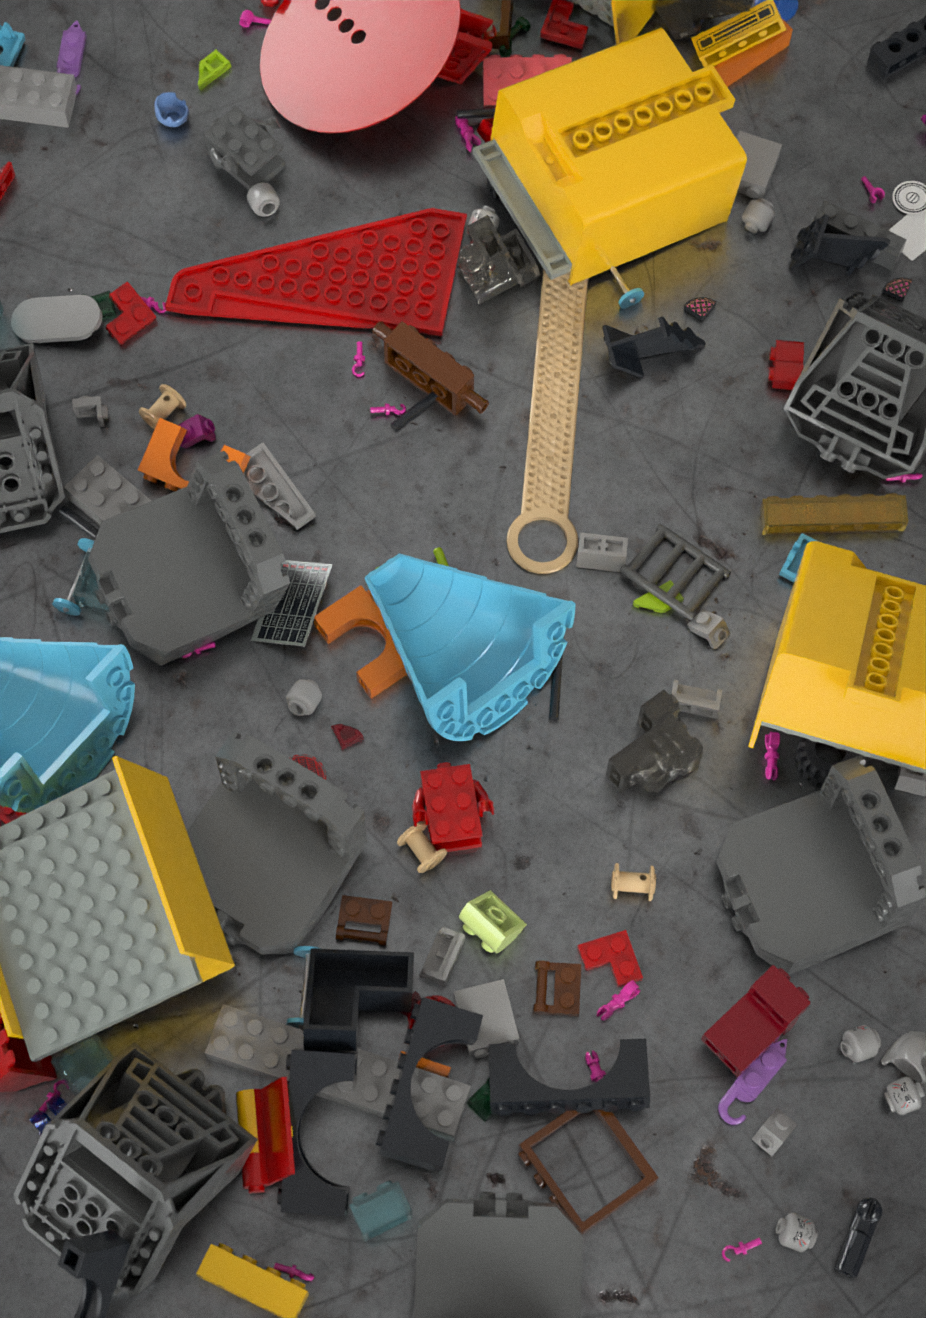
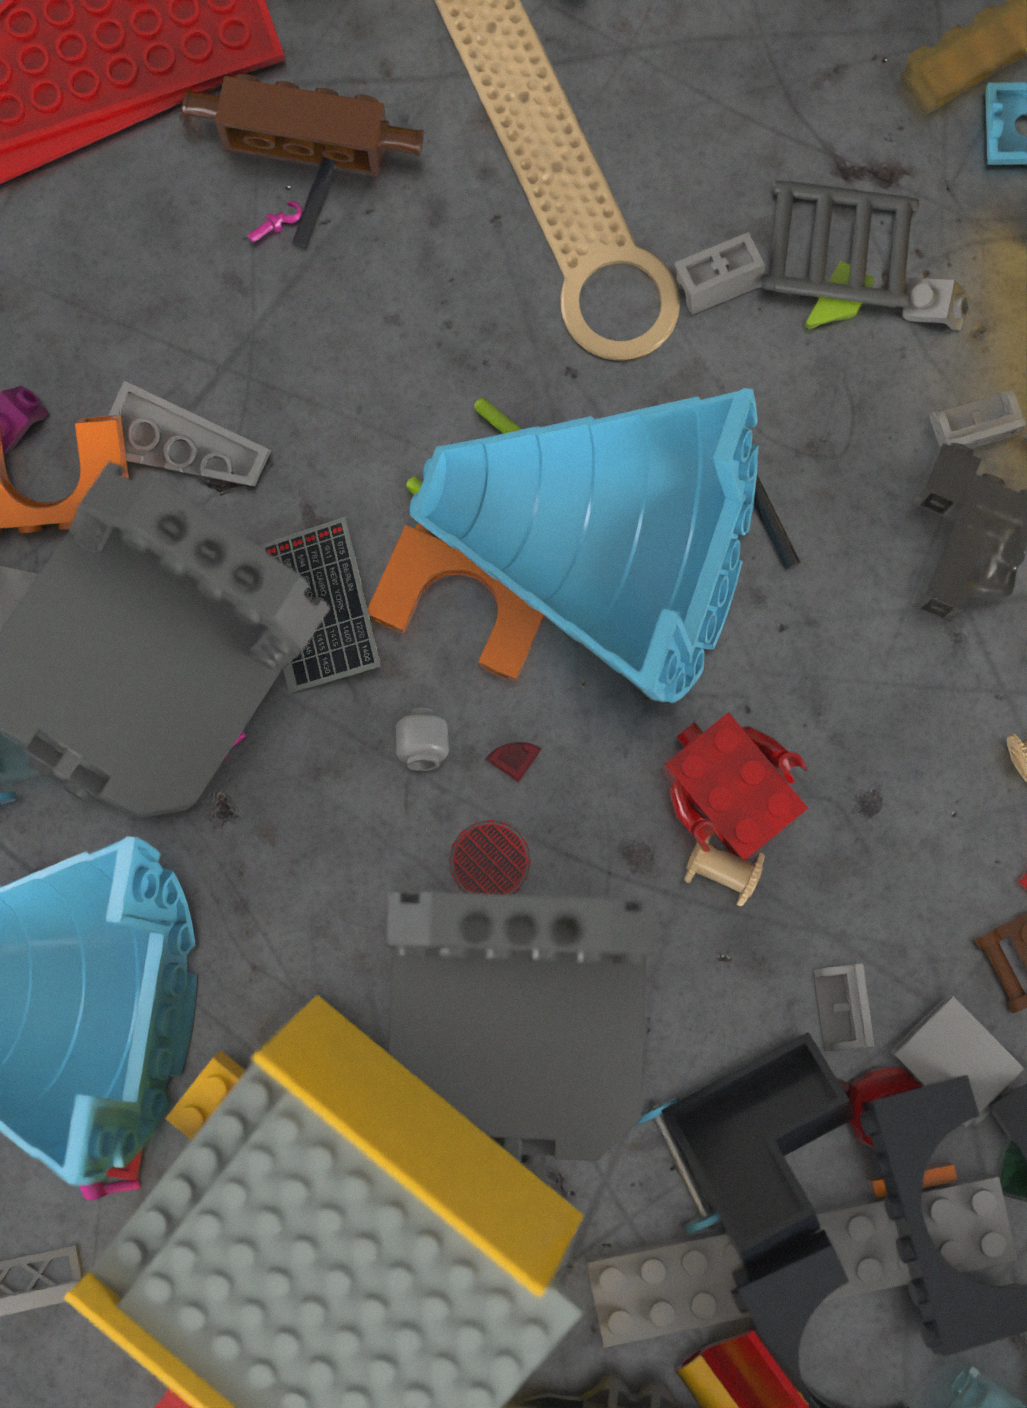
camera: 30 degrees left, 15 degrees up
(359, 358) = (183, 164): dark pink hand -> none
(364, 912) = (697, 1004): reddish brown plate -> none
(491, 922) = (886, 919): yellowish green brick -> none

